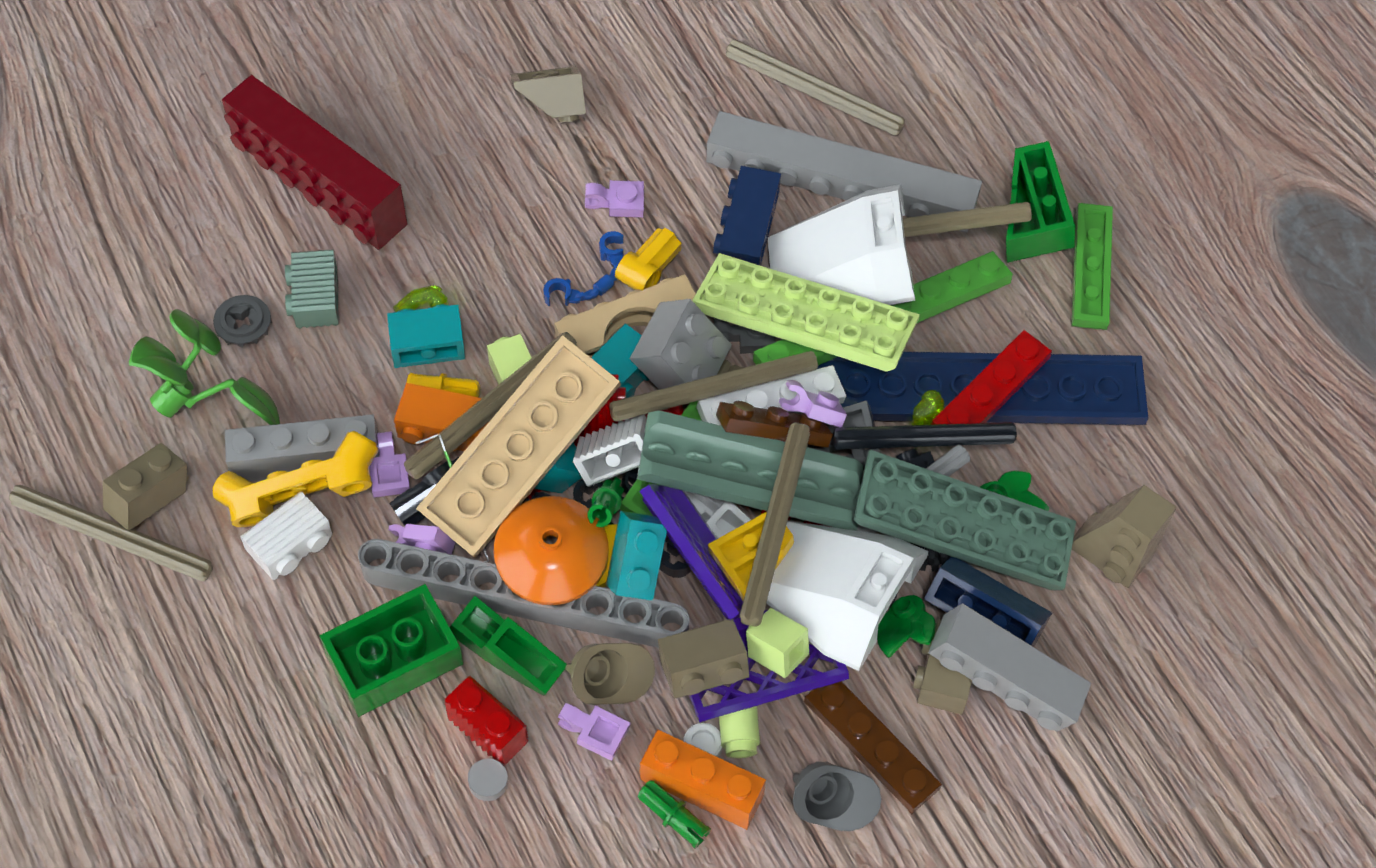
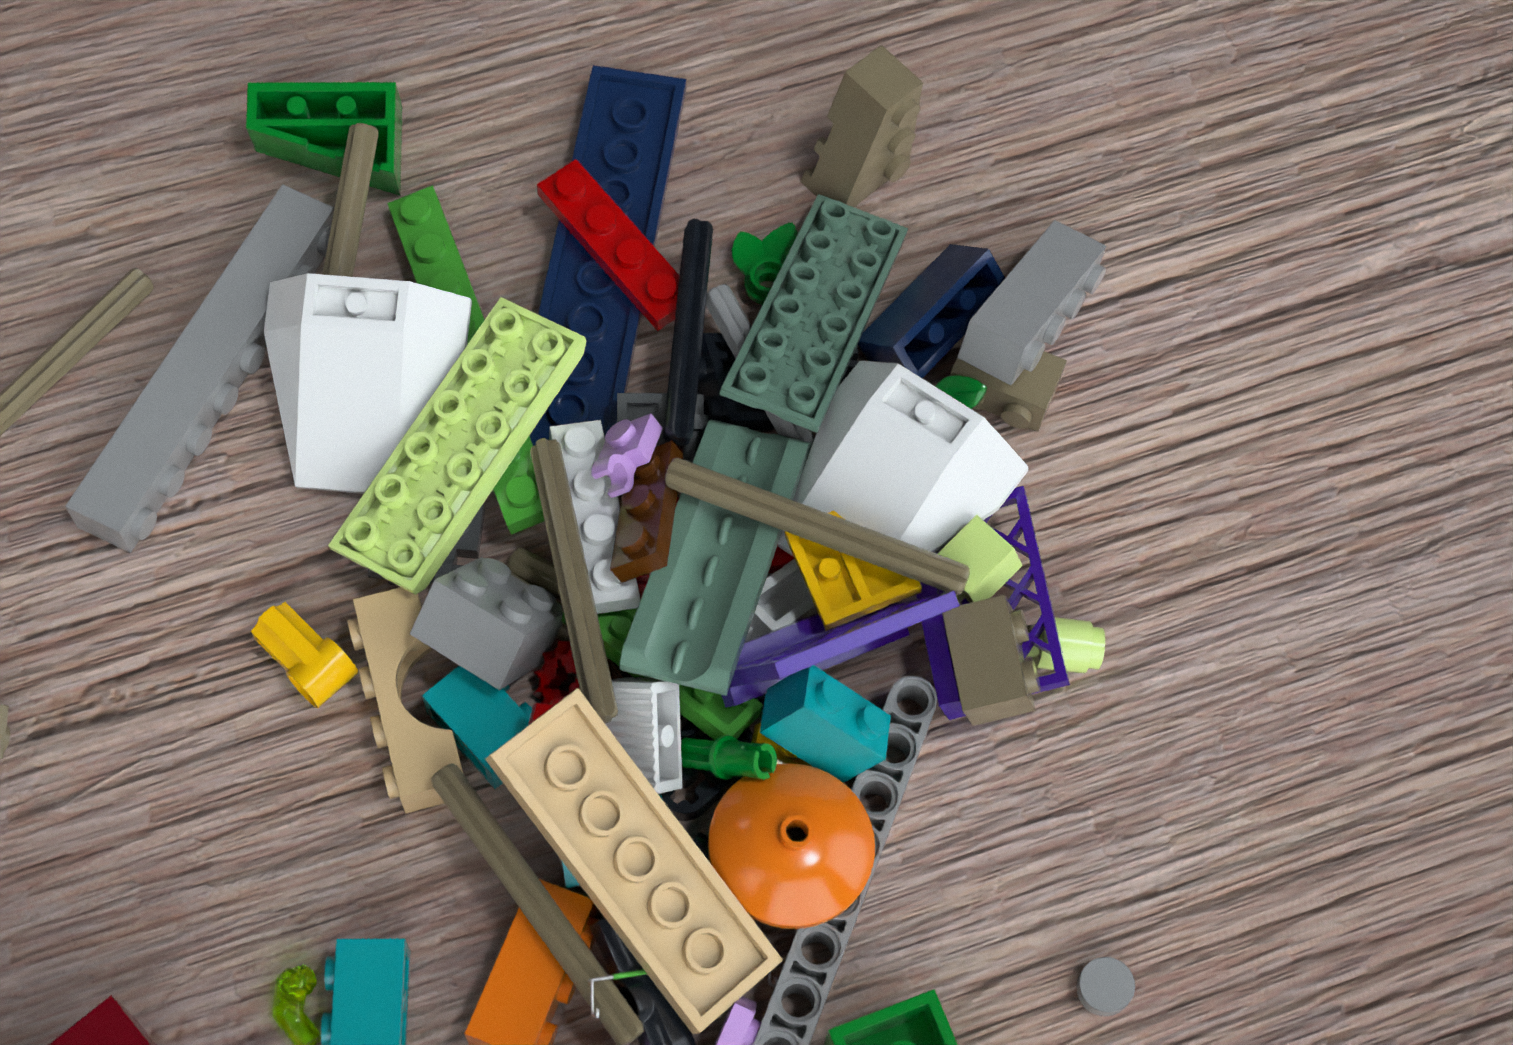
camera: 85 degrees left, 5 degrees up
(442, 382) = (465, 986): yellow axle -> none
(486, 720) = (1029, 974): red brick -> none
(507, 356) = (446, 876): yellowish green brick -> none
(507, 646) = (911, 937): green slope -> none
(598, 732) = (1052, 826): lavender plate -> none
(601, 285) = (323, 728): blue piece -> none
(611, 673) = (972, 801): dark tan piece -> none
(621, 198) = (172, 680): lavender plate -> none
(673, 813) = (1175, 745): green axle -> none
(702, 779) = (1137, 699): orange brick -> none
(705, 738) = (1079, 700): white tile -> none
(749, 215) = (262, 503): dark blue brick -> none
(835, 796) = (1168, 546): dark grey piece -> none
(873, 744) = (1099, 487): reddish brown plate -> none
(927, 408) = (641, 330): clear neon green arm -> none
(1092, 266) = (445, 91): bright green plate -> none

